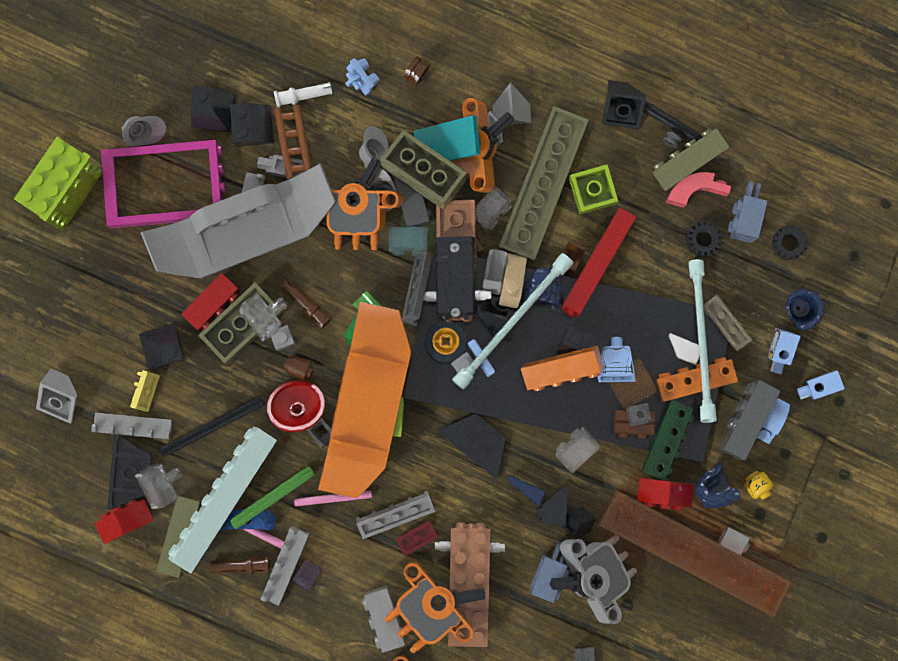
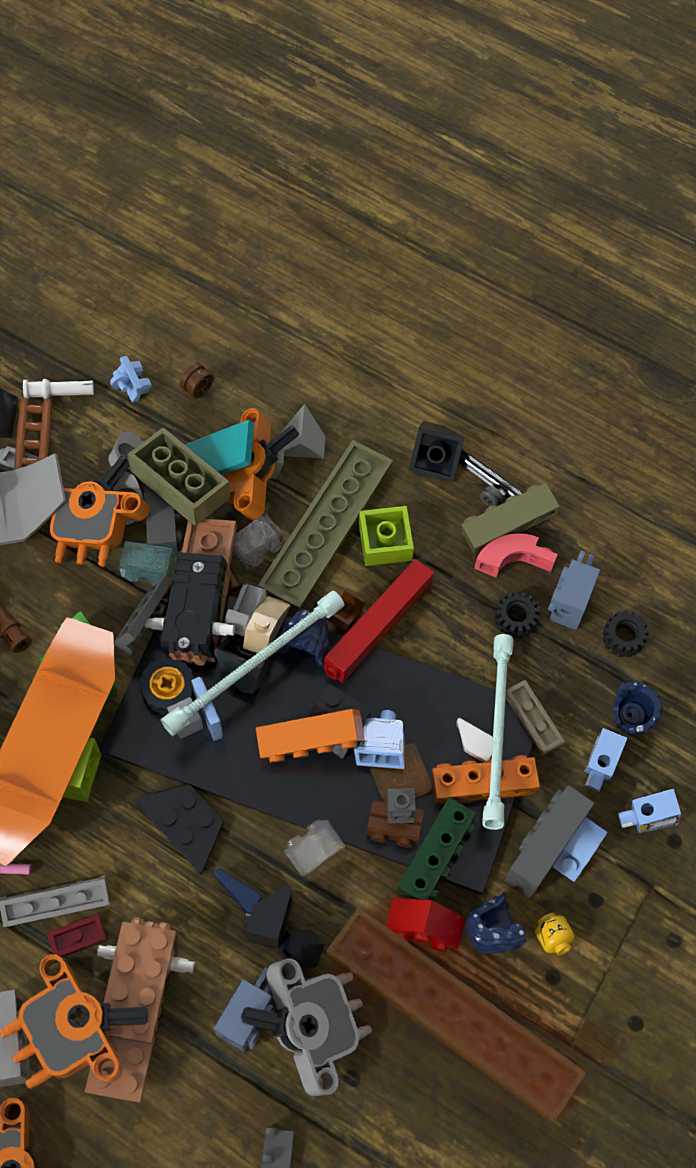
camera: 10 degrees right, 20 degrees down
(734, 541) = (514, 1004): light grey brick -> none

